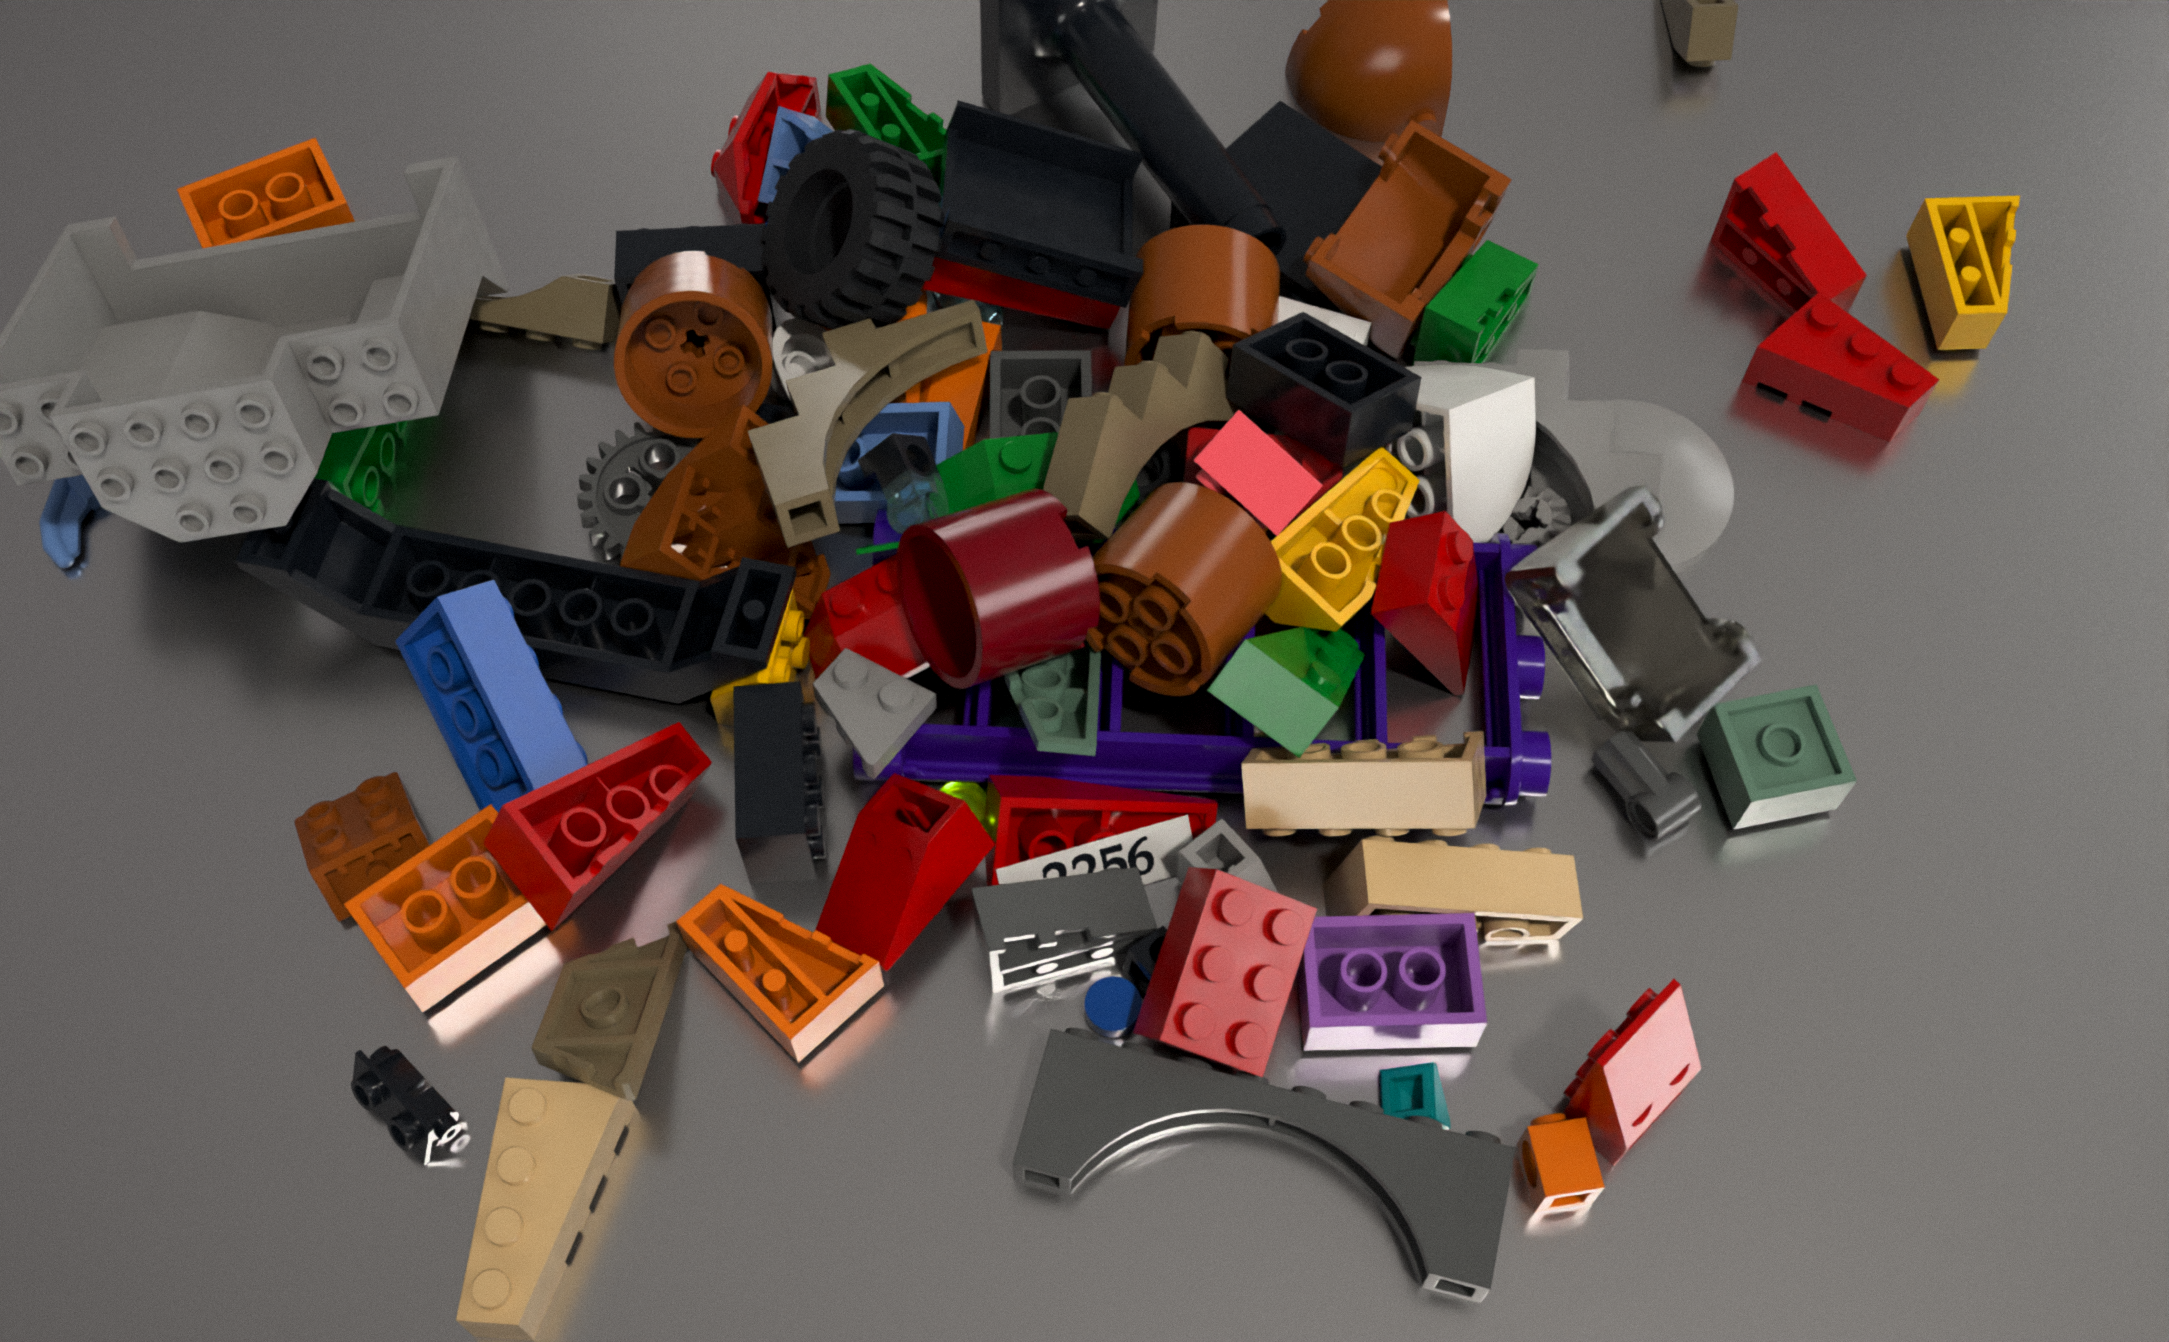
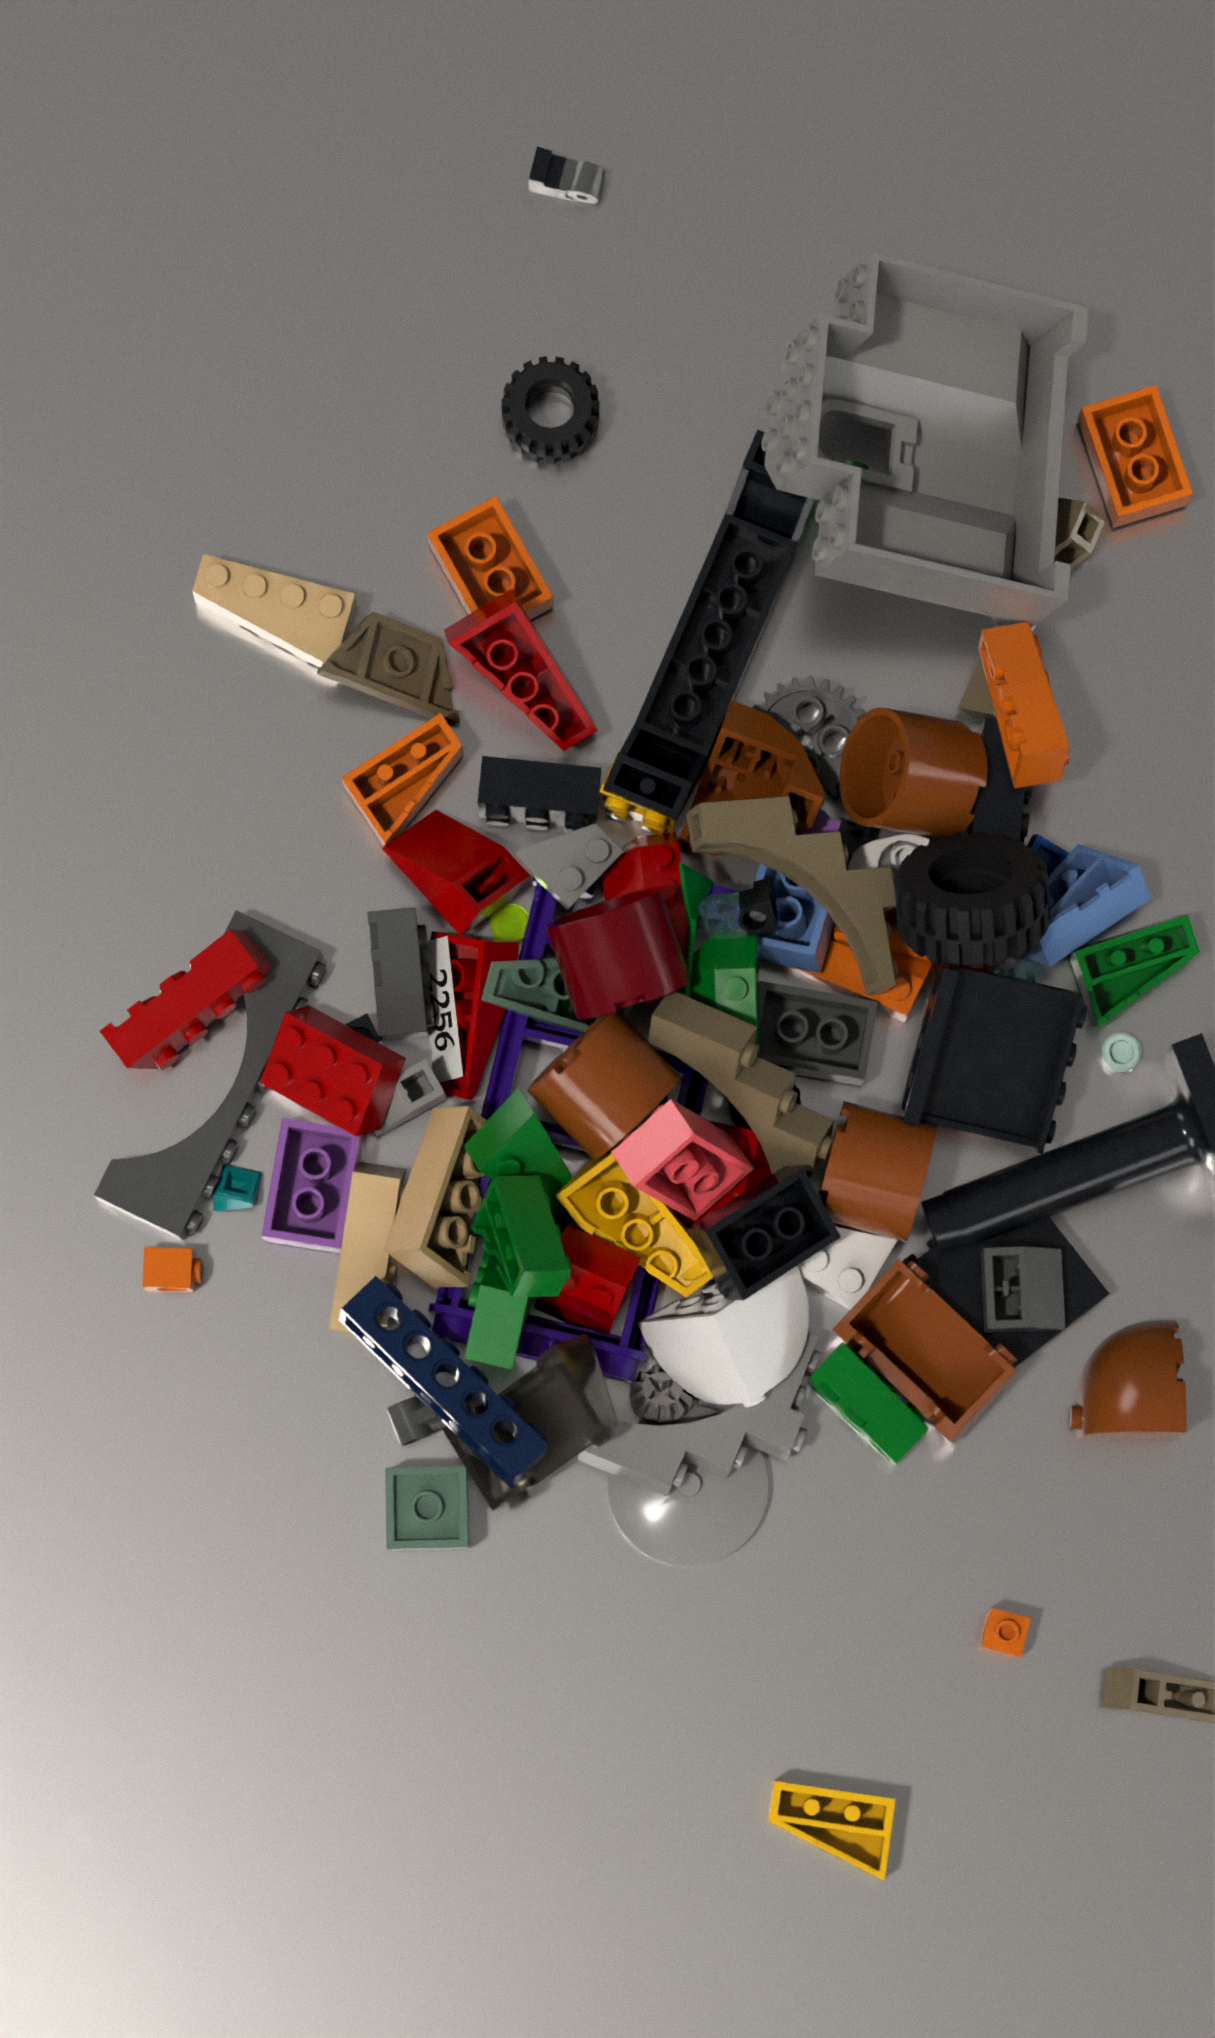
camera: 100 degrees right, 20 degrees up
(191, 841) = (550, 378): none -> black tyre
(359, 839) = (560, 509): dark orange bracket -> none
(386, 1085) = (352, 534): black hinge -> none
(489, 695) = (631, 604): blue slope -> none
(595, 219) = (1023, 705): none -> orange wedge
(744, 155) = (1161, 856): red wedge -> none
(1112, 1006) = (341, 1001): blue tile -> none
(1171, 1197) = (189, 1003): none -> red wedge
(1309, 165) = (1022, 1289): none -> dark grey slope
(1419, 631) = (523, 1236): none -> green wedge
(1491, 671) = (496, 1318): none -> green wedge
(1568, 850) = (506, 1460): none -> dark blue brick
(1635, 1072) = (206, 1329): slope -> none
(1687, 151) = (1004, 1633): none -> orange brick
(1784, 239) = (882, 1683): red wedge -> none
(1843, 368) = (760, 1682): red wedge -> none

